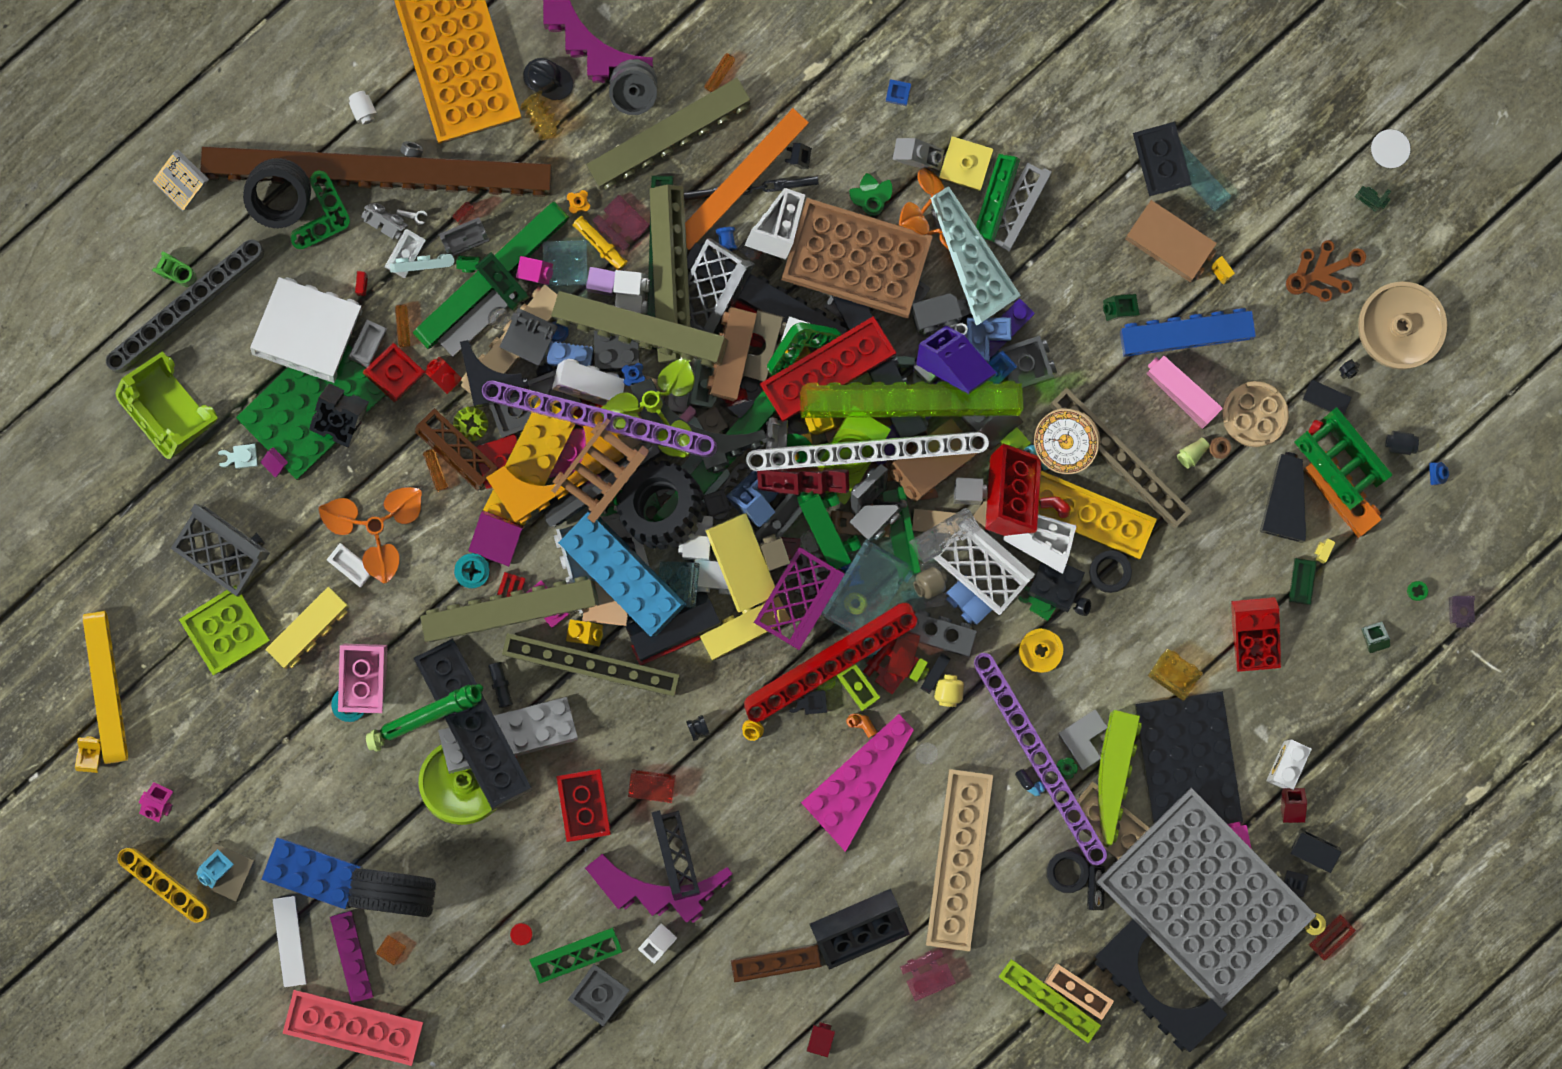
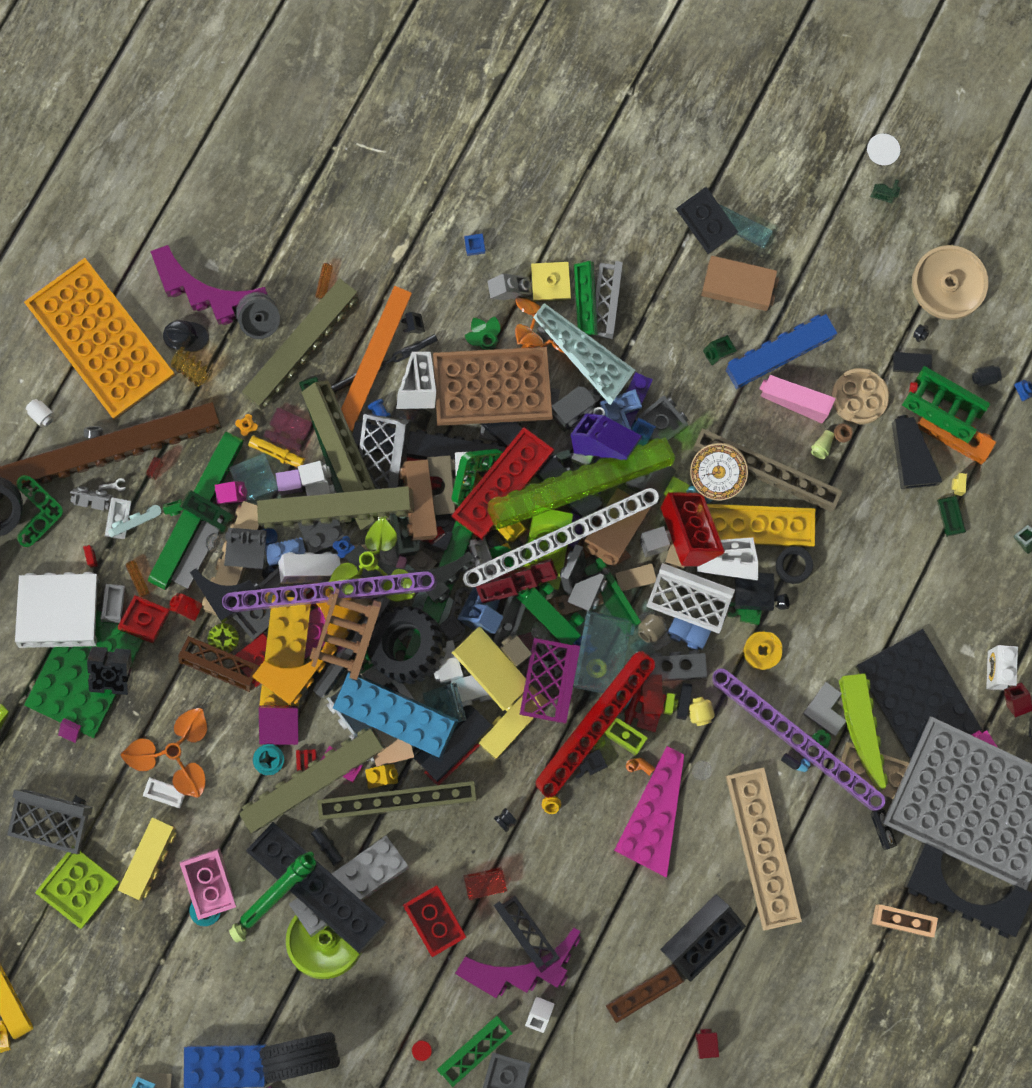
camera: 25 degrees left, 5 degrees down
(156, 802) = (70, 1056): dark pink brick -> none
(243, 456) = (41, 736): light aqua plate -> none
(435, 470) = (207, 687): clear orange axle -> none
(464, 237) = (162, 487): flat silver hinge -> none
(931, 981) = (778, 960): clear pink plate -> none
(950, 530) = (642, 592): clear arch -> none
(1049, 1001) = (883, 938): lime plate -> none
(1058, 504) = (731, 525): red arm -> none
(1068, 888) = (870, 824): black tyre -> none
(1175, 674) = (879, 628): clear yellow bracket -> none
(1222, 270) = (790, 290): yellow tile -> none
(1256, 634) = (932, 571): red slope -> none
(1322, 273) = (868, 265): dark orange plant -> none

